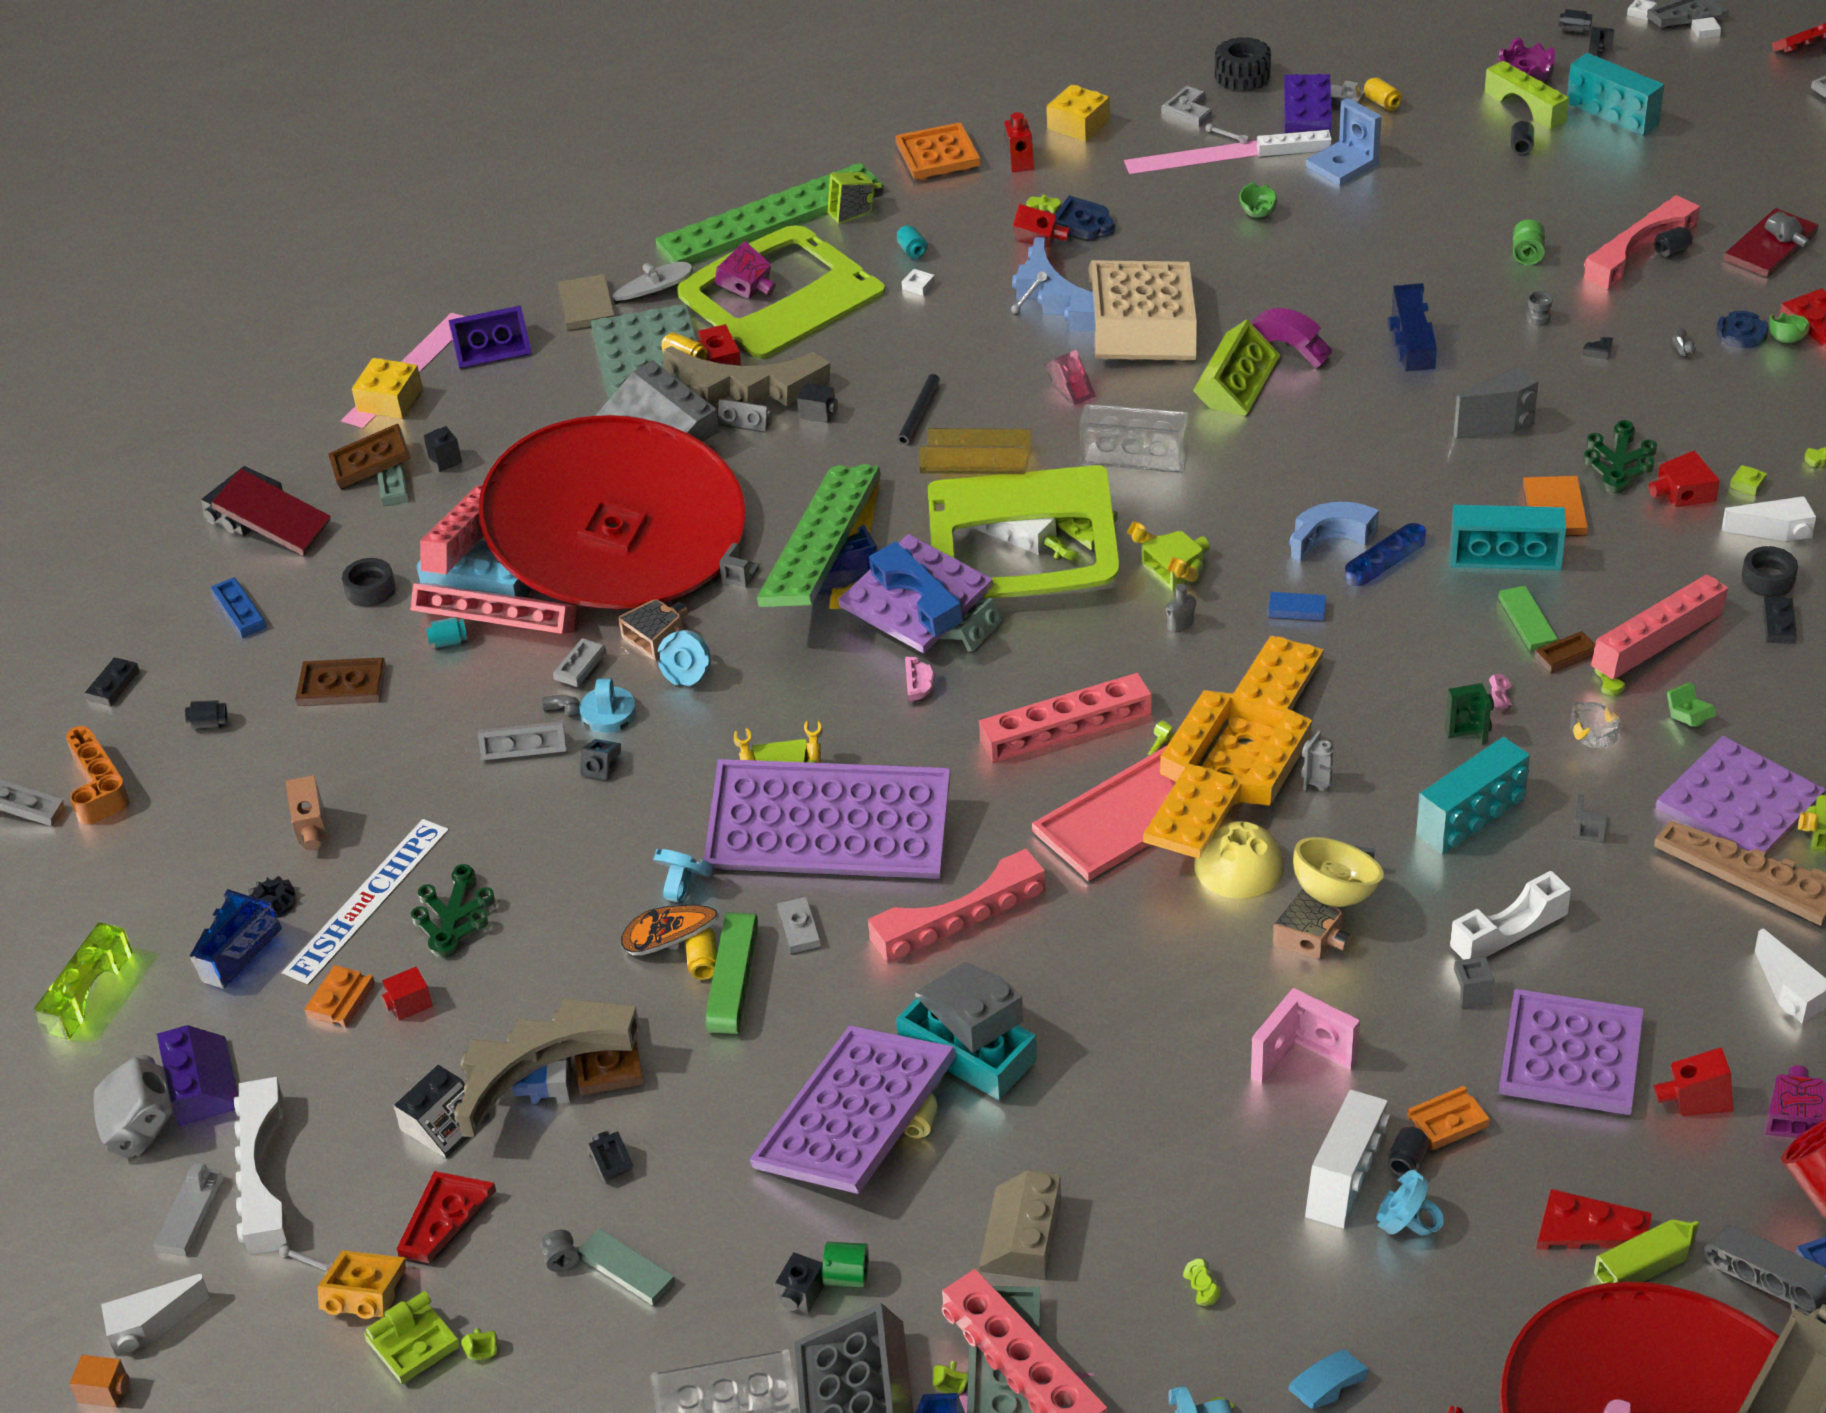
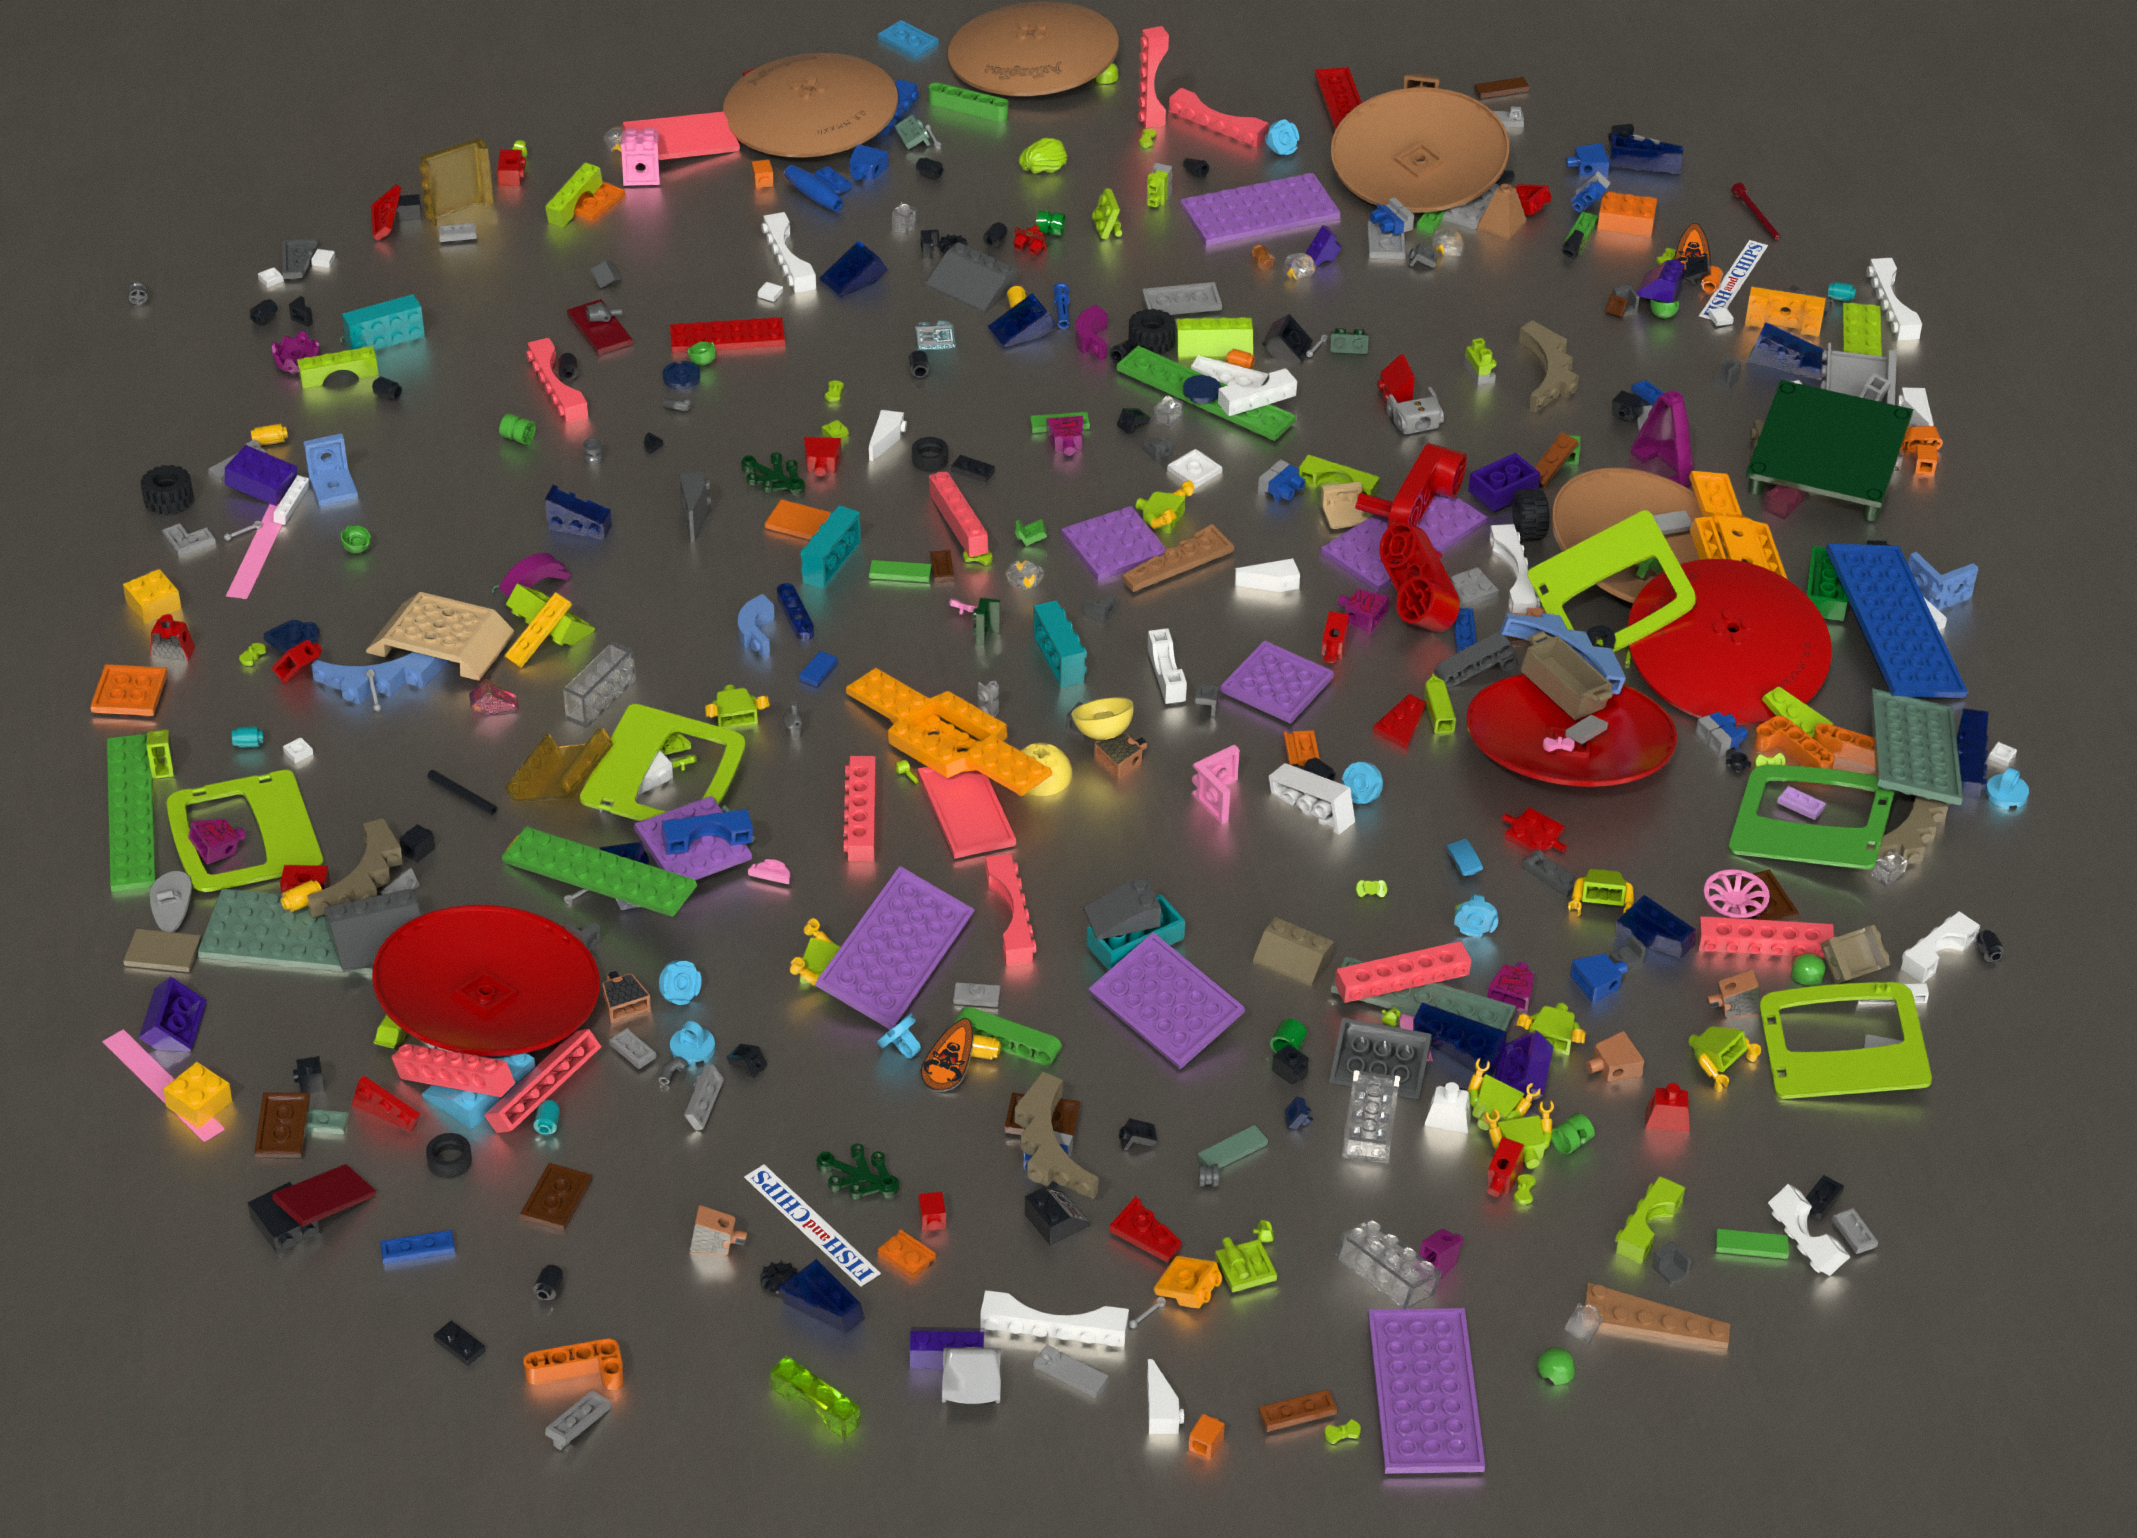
camera: 75 degrees left, 0 degrees up
(414, 509) = (381, 1103): none -> red wing
(709, 1317) = (1298, 1113): none -> dark blue tile
(1192, 364) = (538, 630): none -> yellow tile

